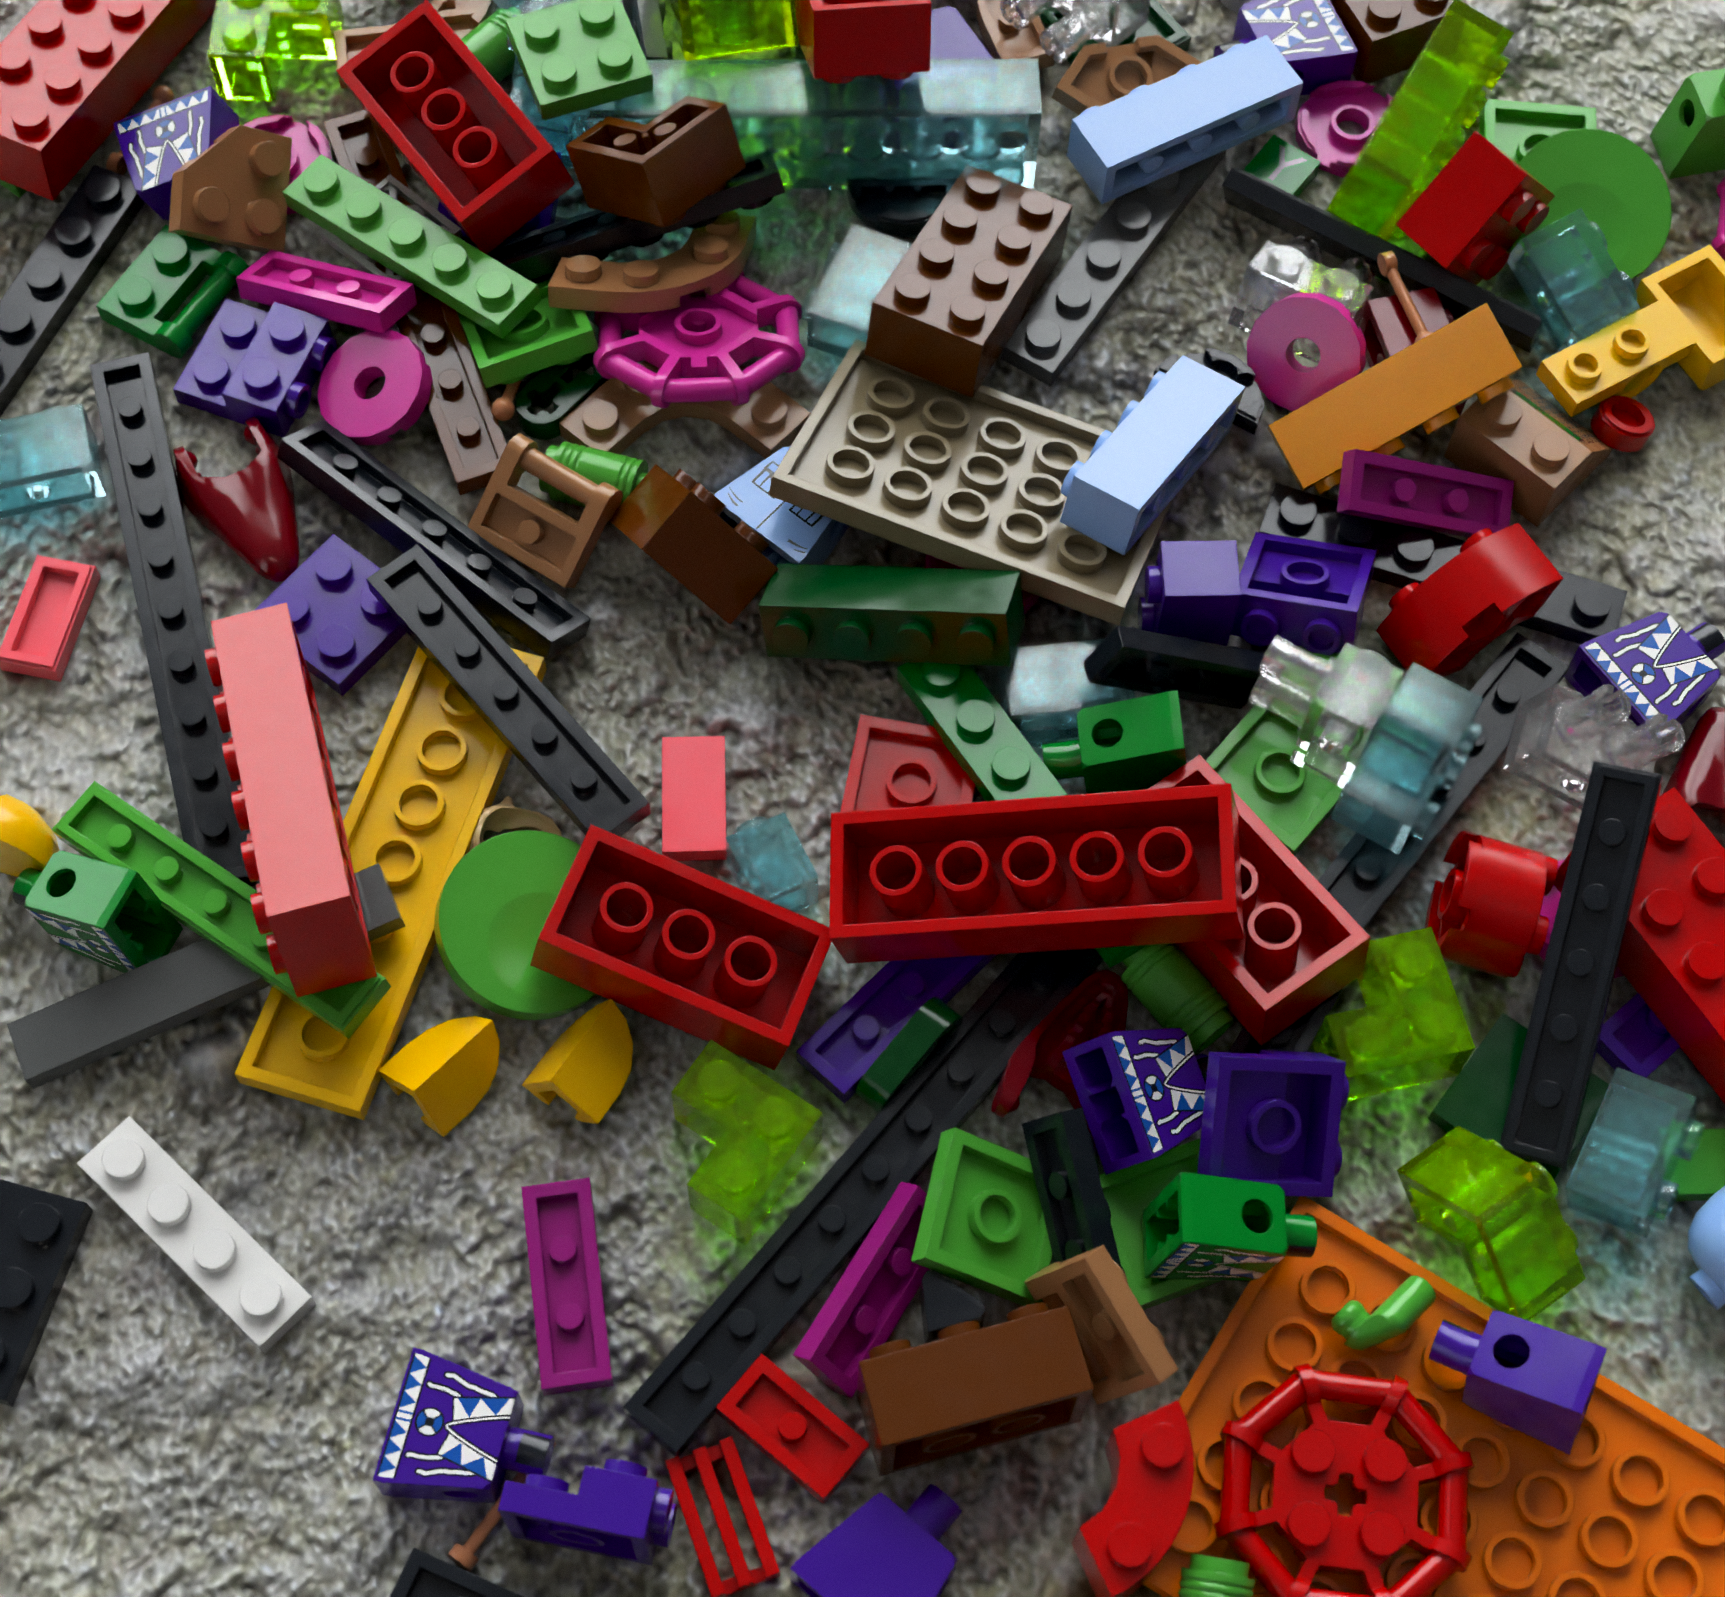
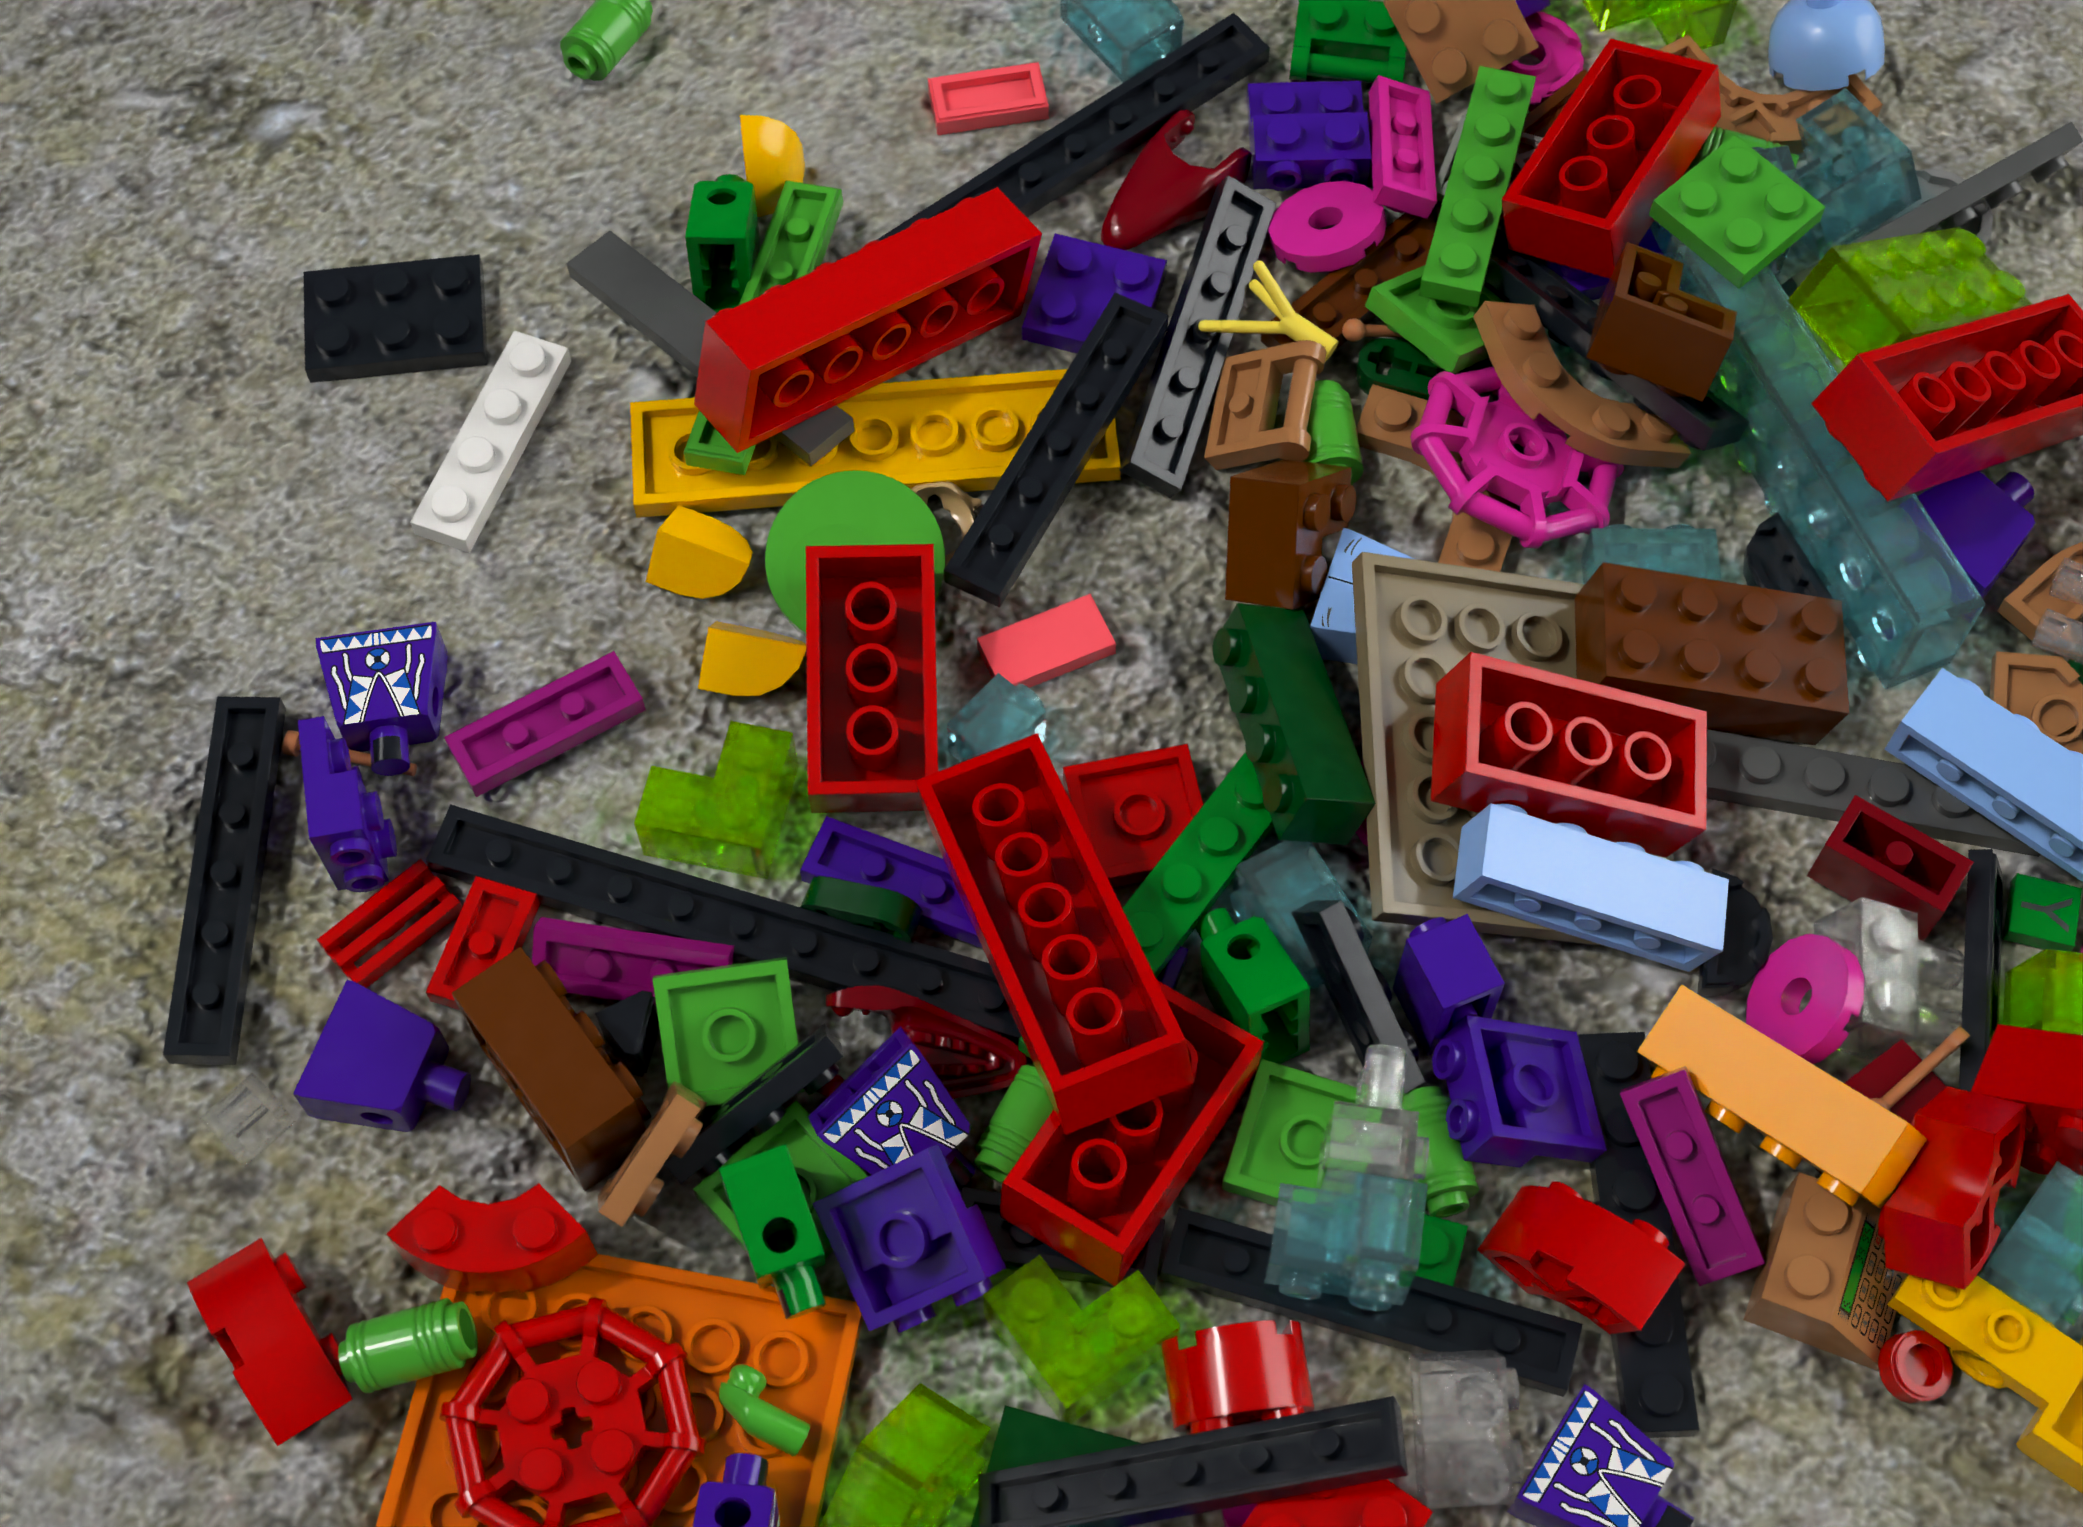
camera: 70 degrees right, 0 degrees up
(470, 452) = (1291, 322): none -> light yellow plant
(1034, 411) = (1570, 753): none -> red brick
(1211, 245) = (1889, 863): none -> dark red brick
(1538, 325) = (1945, 1204): none -> red brick

